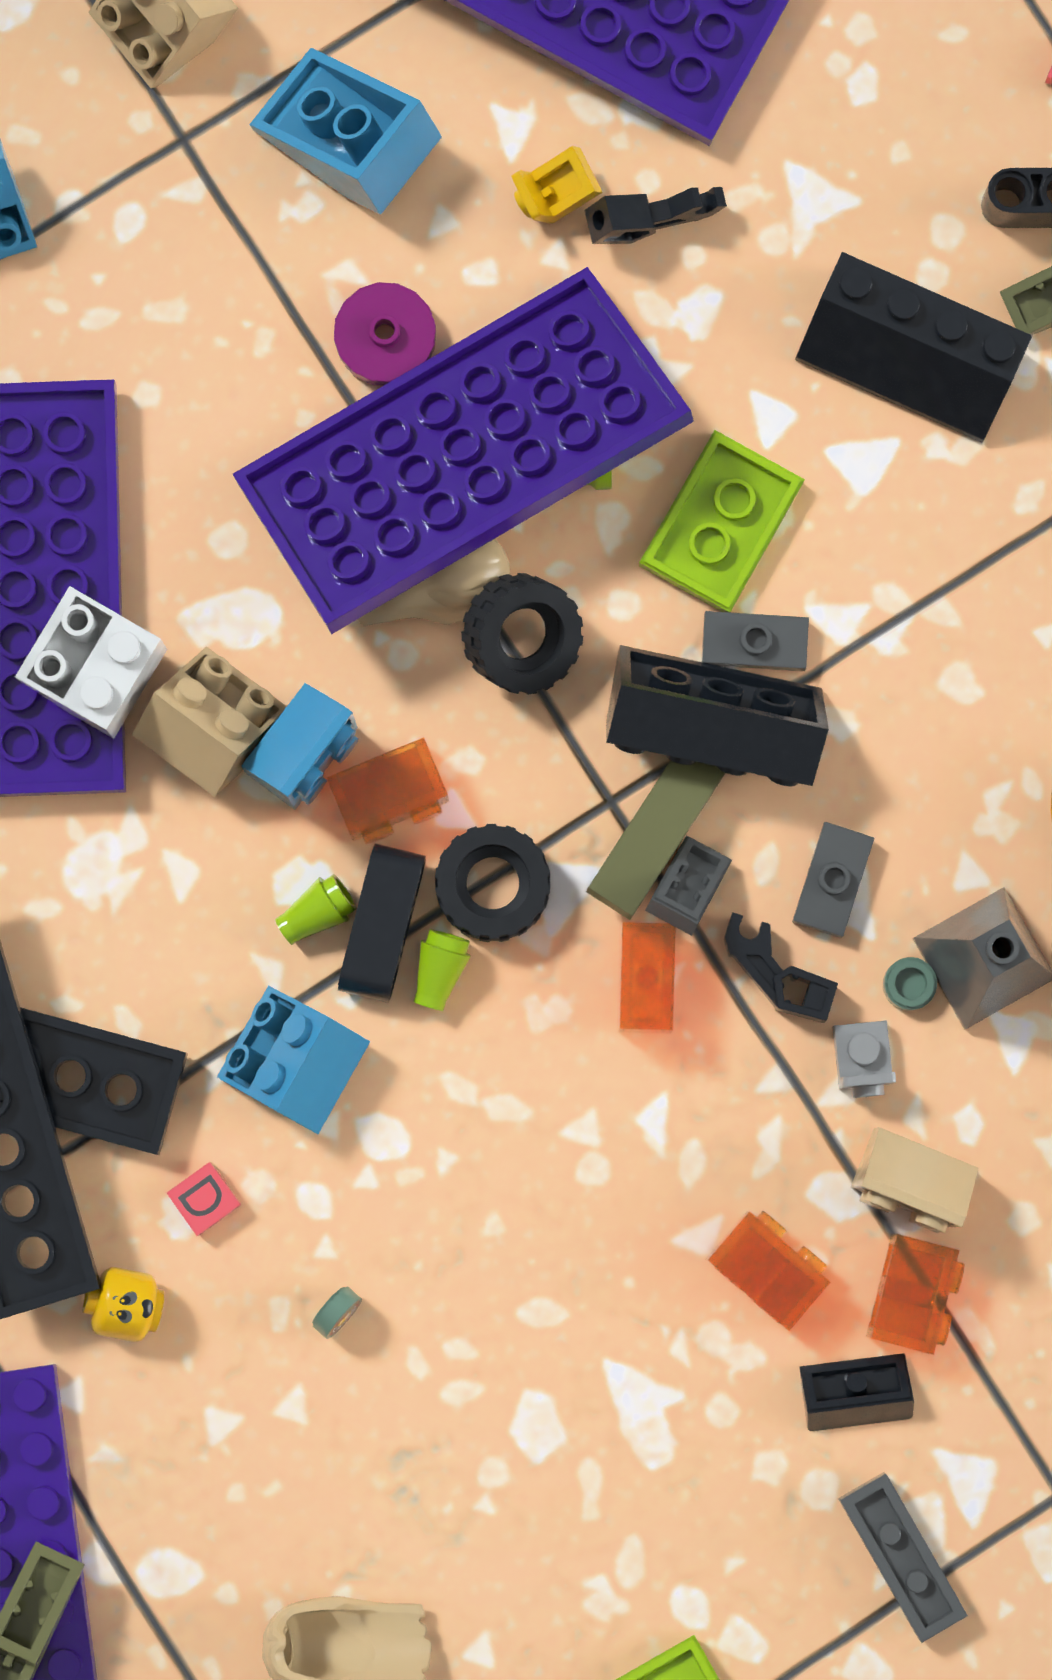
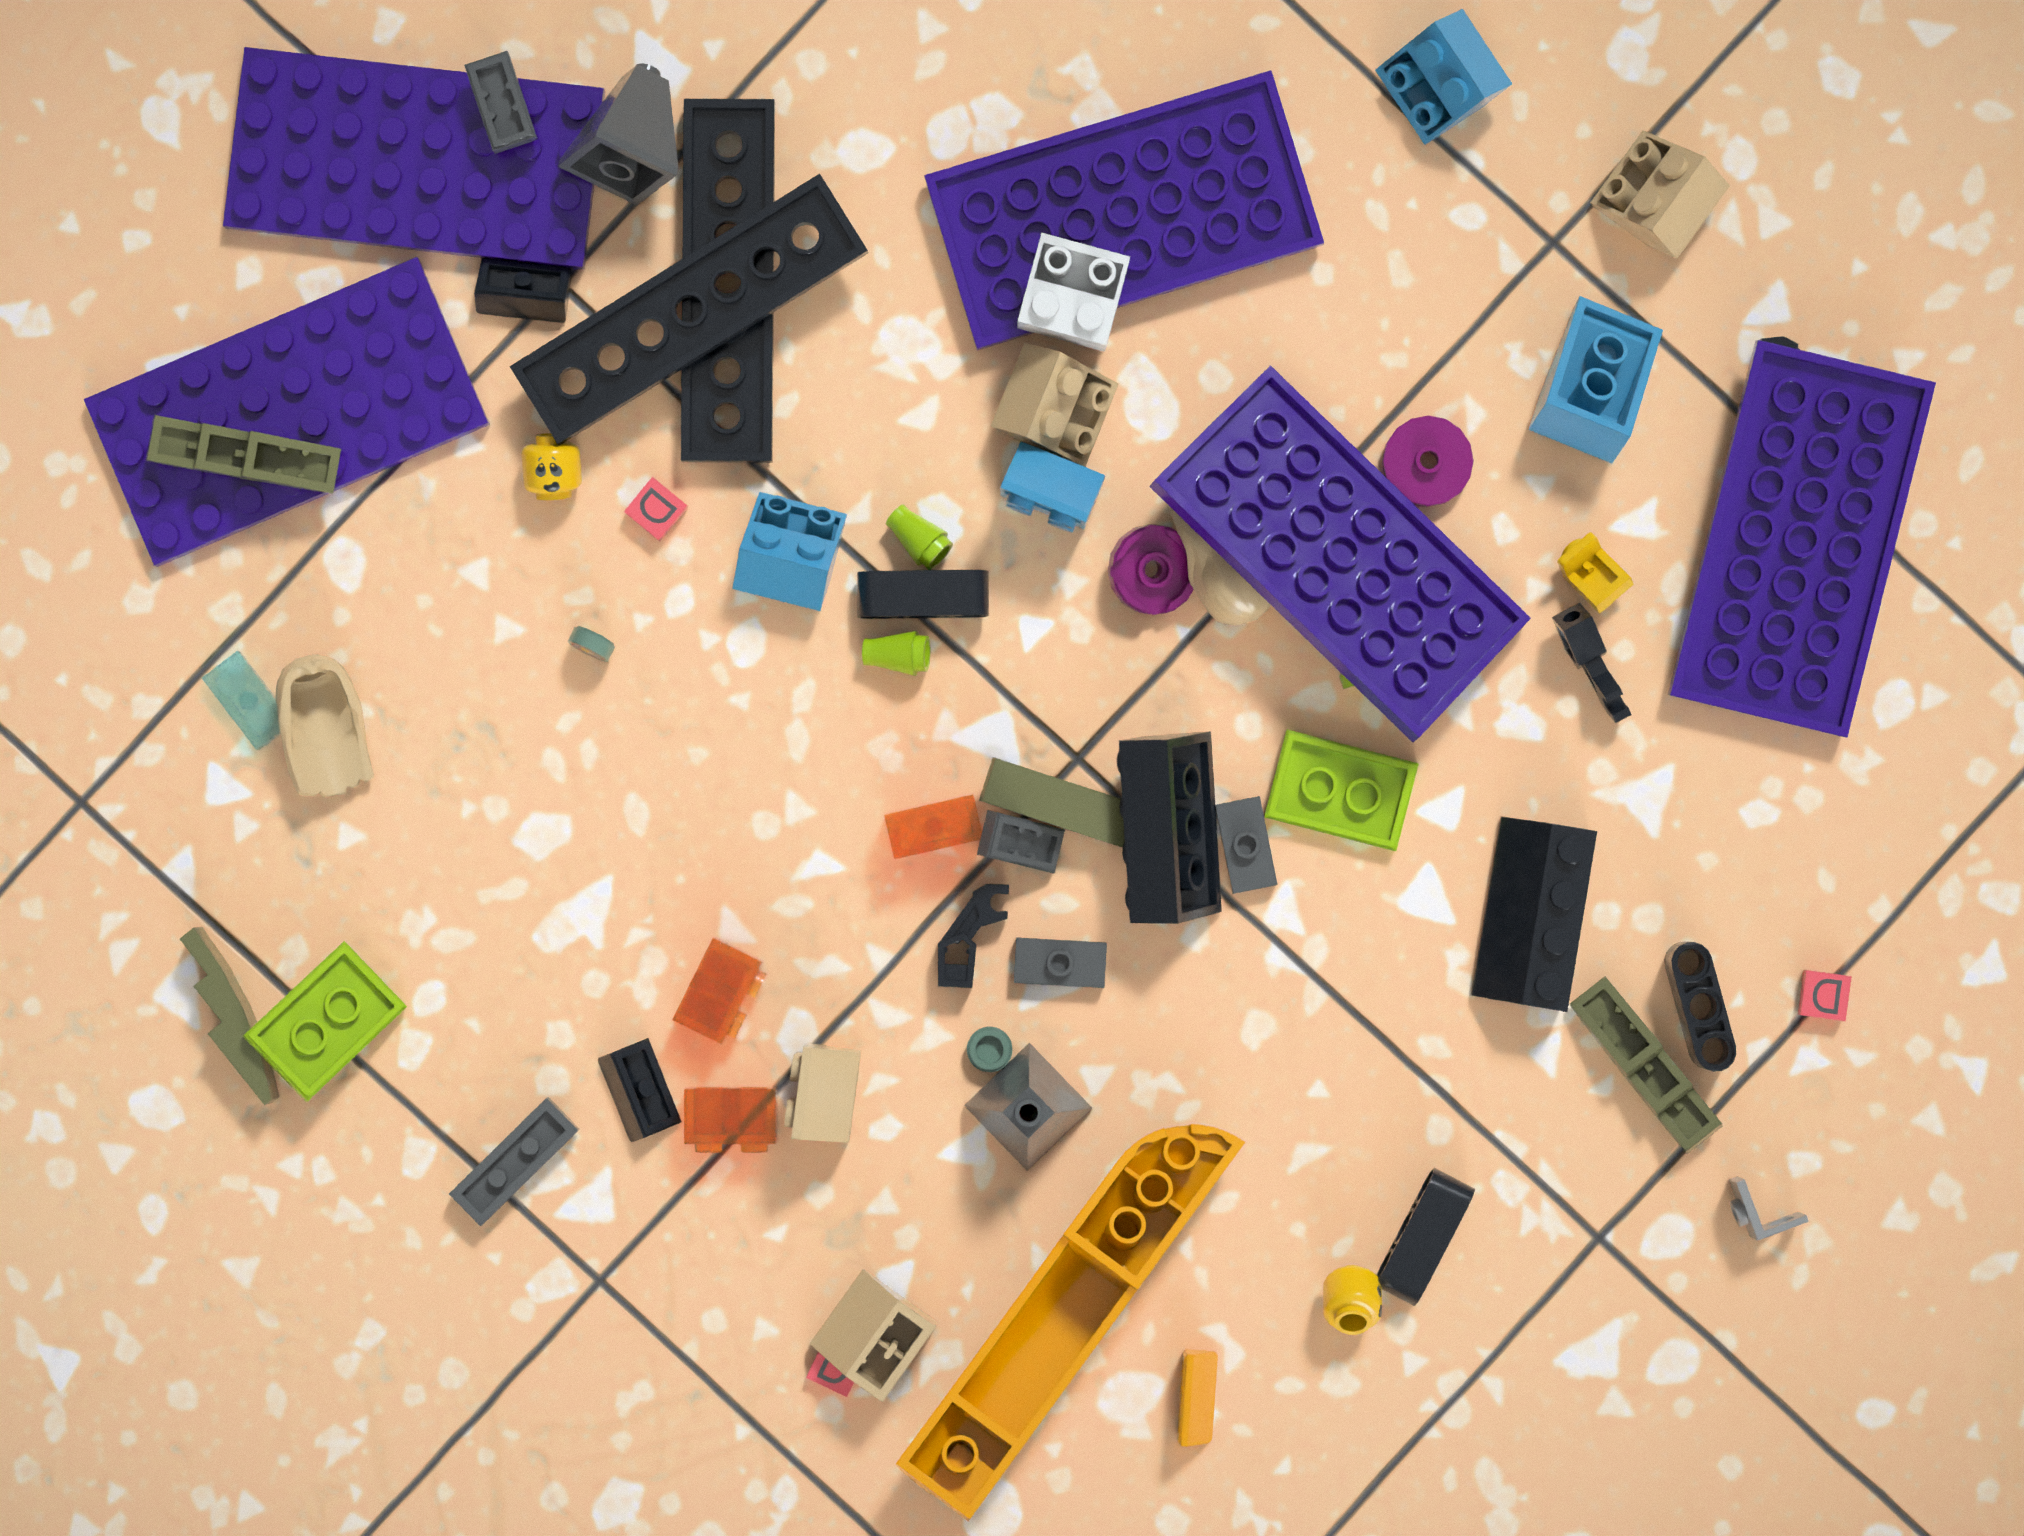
camera: 80 degrees right, 5 degrees up
(389, 791) = (1034, 569): clear orange brick -> none
(418, 689) = (1127, 574): none -> magenta plate
(497, 843) = (988, 643): black tyre -> none
(554, 655) = (1204, 614): black tyre -> none
(863, 1058) = (916, 1026): light grey bracket -> none

